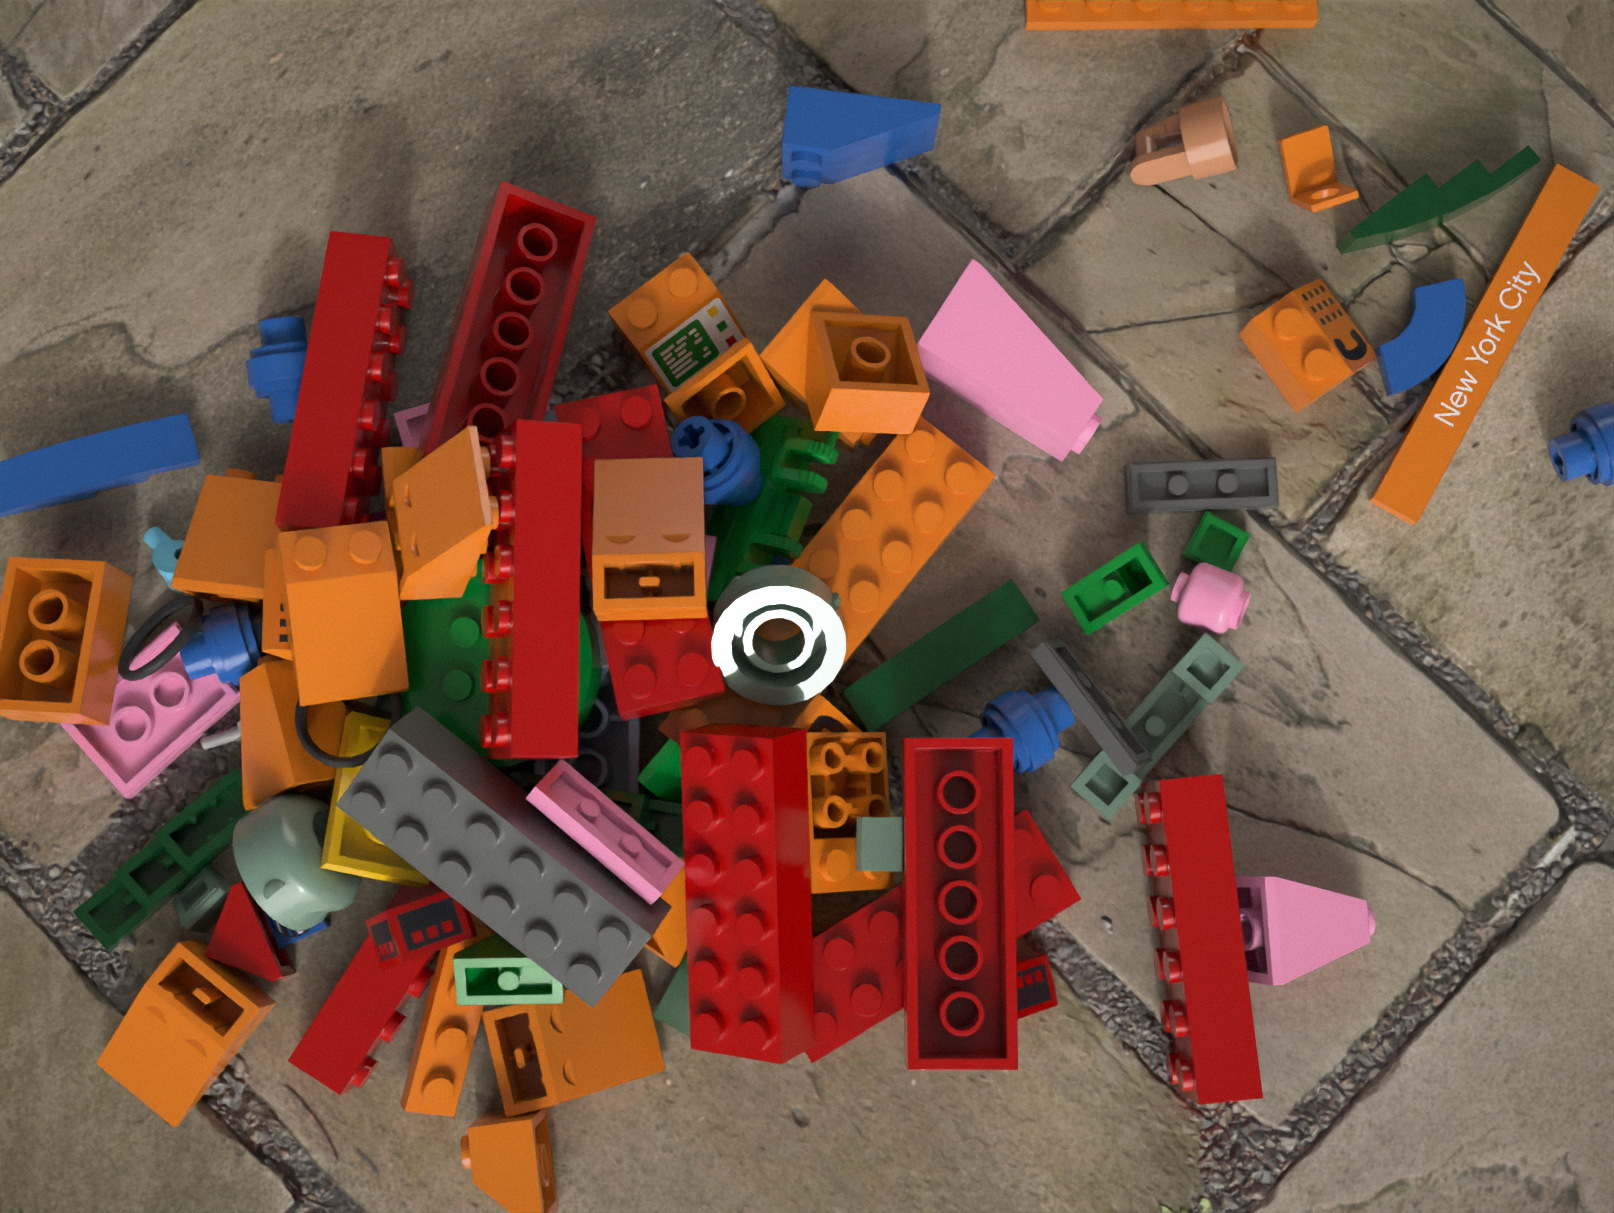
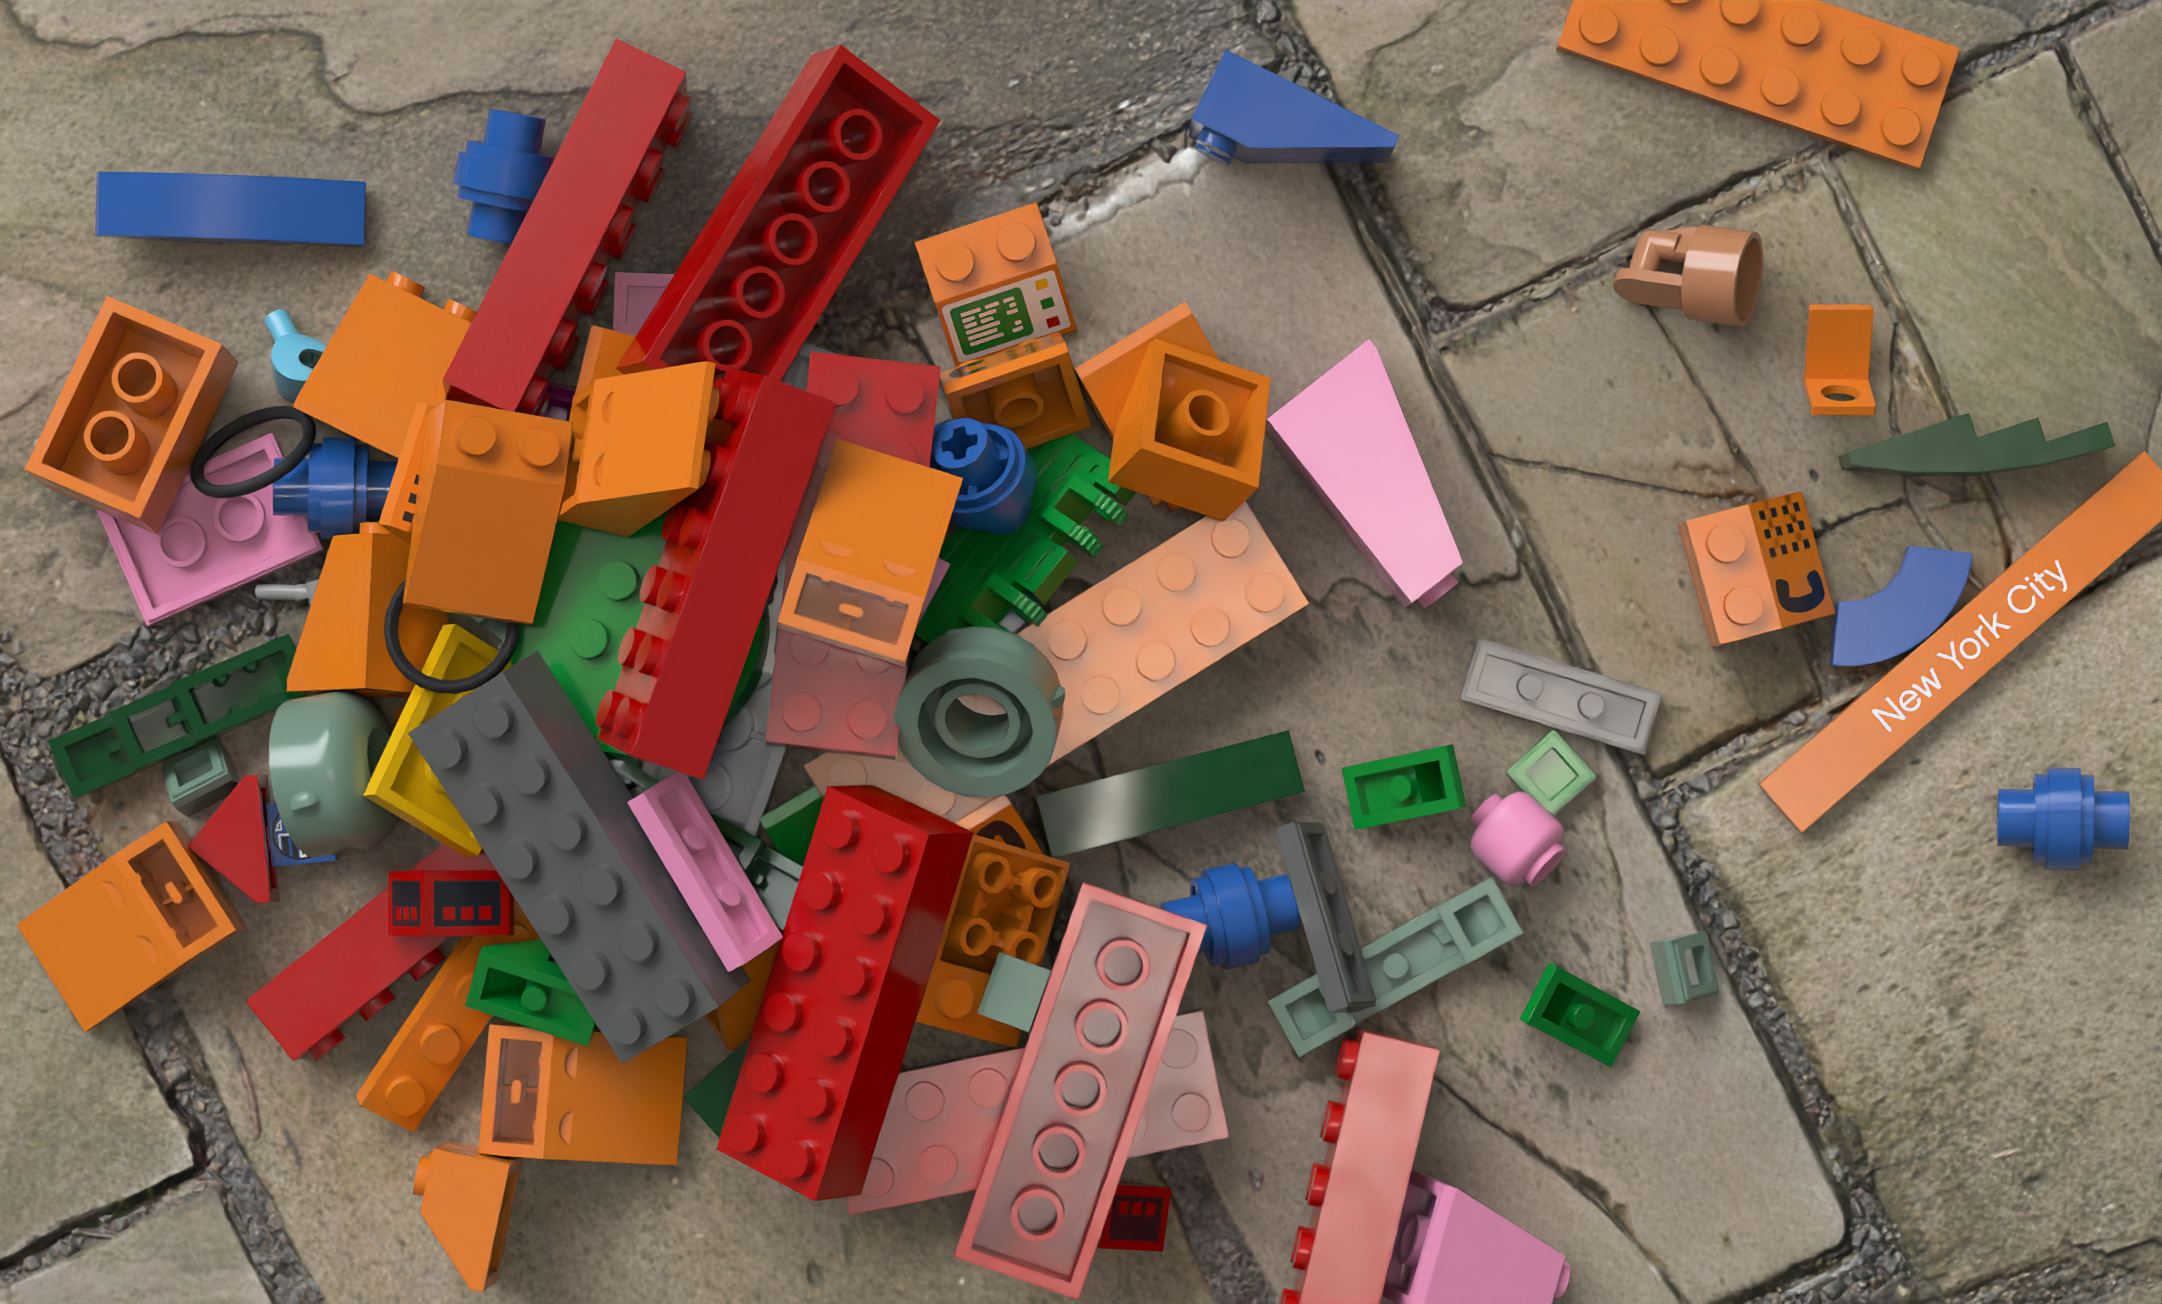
camera: 20 degrees right, 5 degrees up
(1304, 713) = (1579, 1015): none -> green slope
(1367, 654) = (1684, 968): none -> sand green slope

